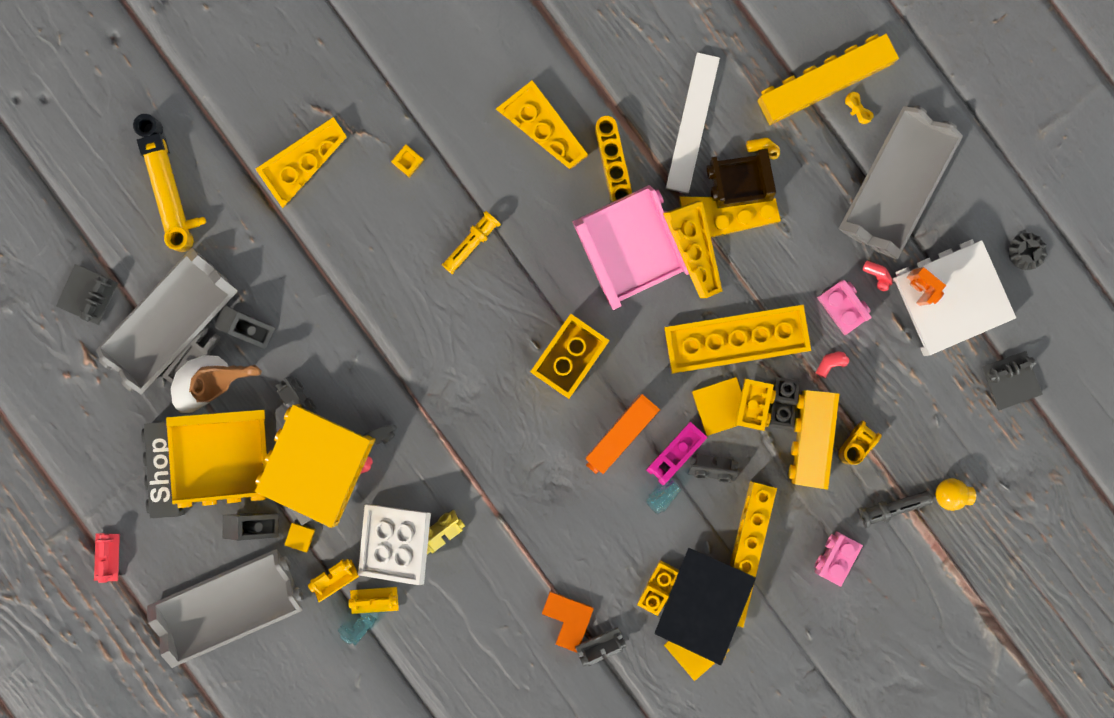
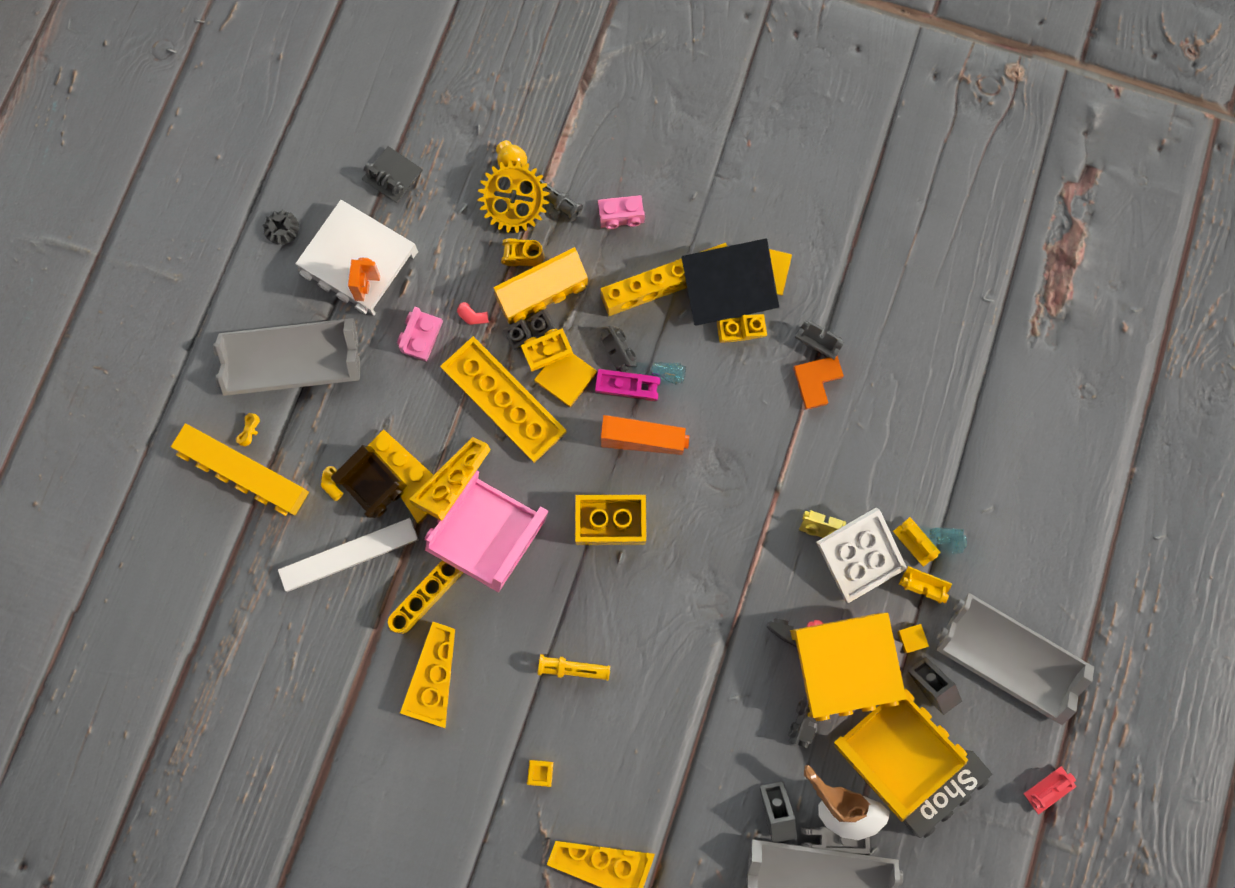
camera: 125 degrees left, 10 degrees down
(881, 273) = (374, 323): coral arm -> none
(932, 486) = (517, 176): none -> yellow gear

